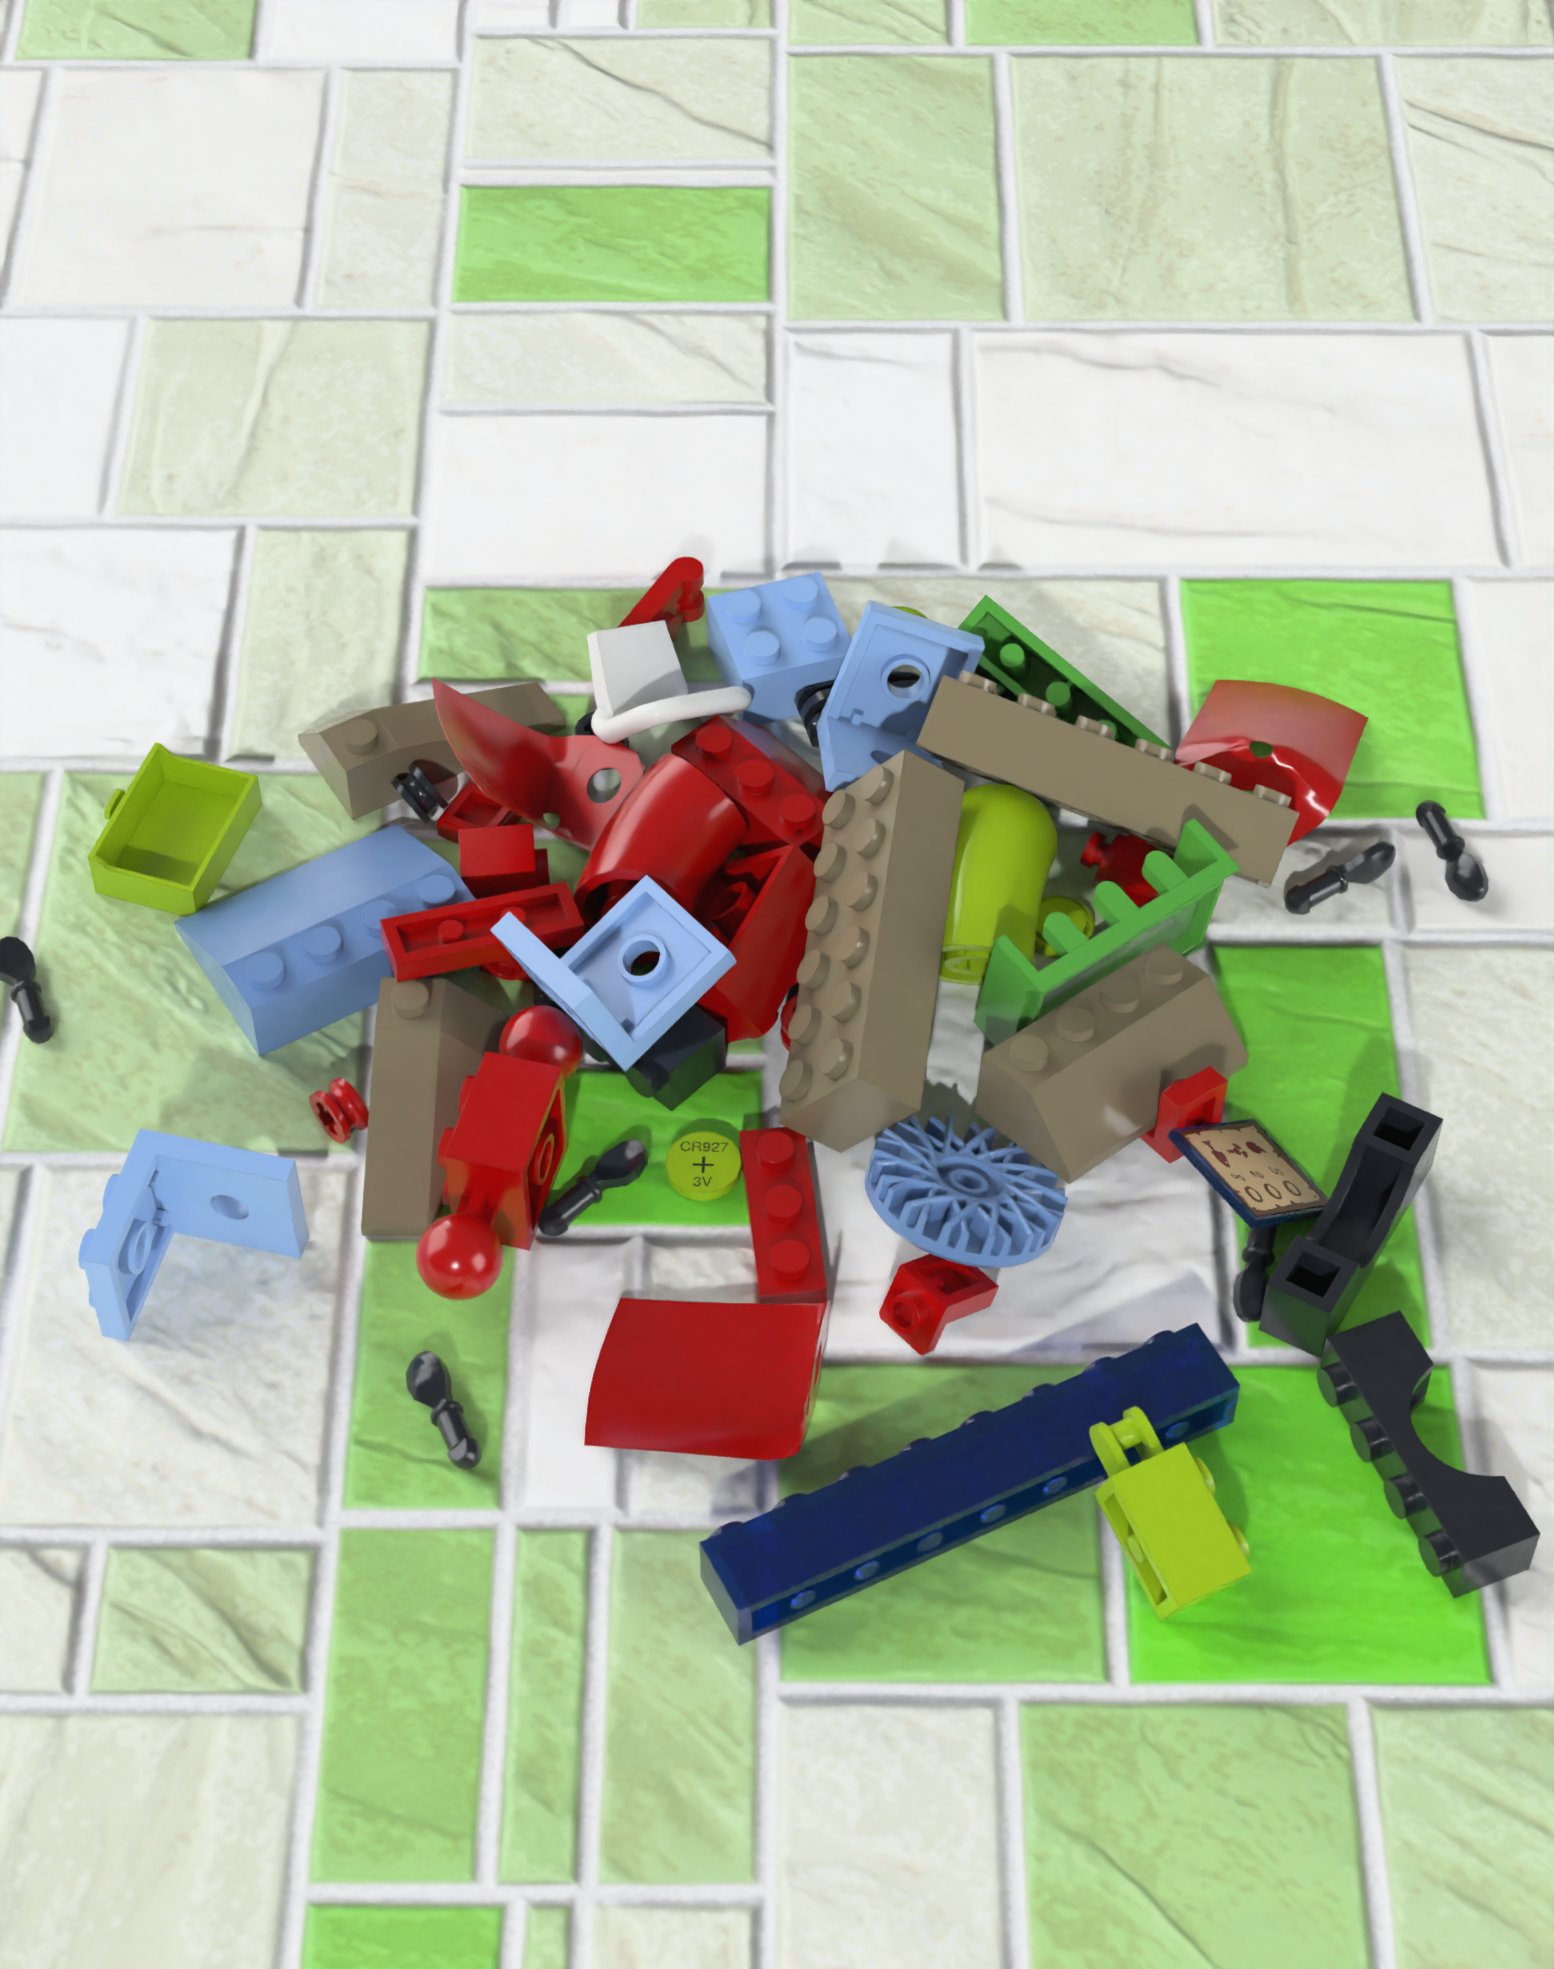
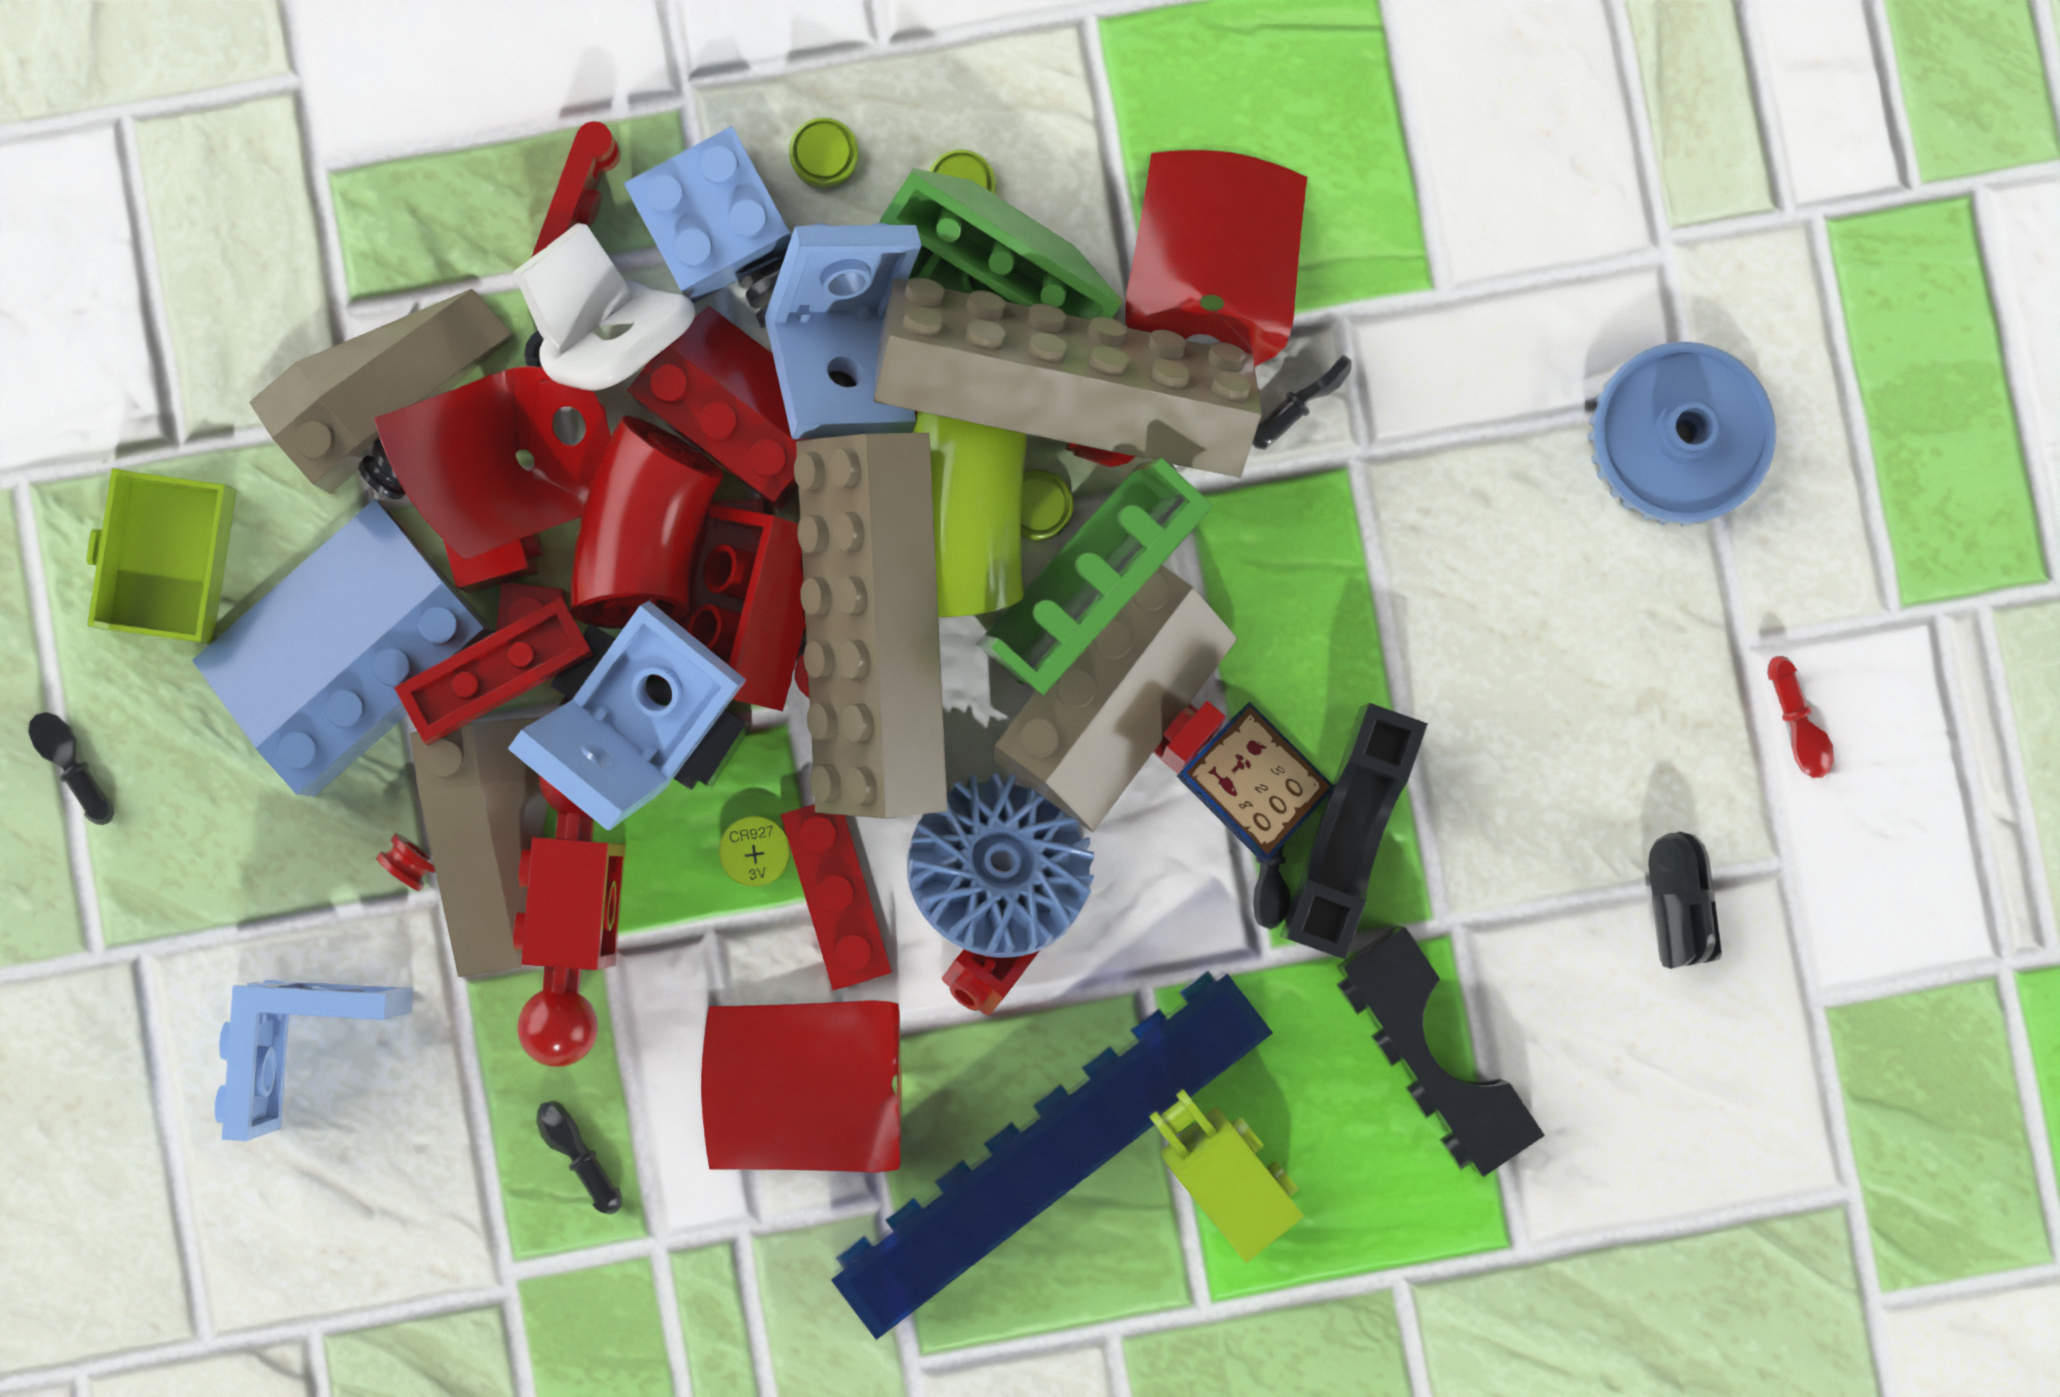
camera: 15 degrees left, 35 degrees up
(615, 1169) = (674, 871): black piece -> none
(1463, 871) = (1417, 370): black piece -> none

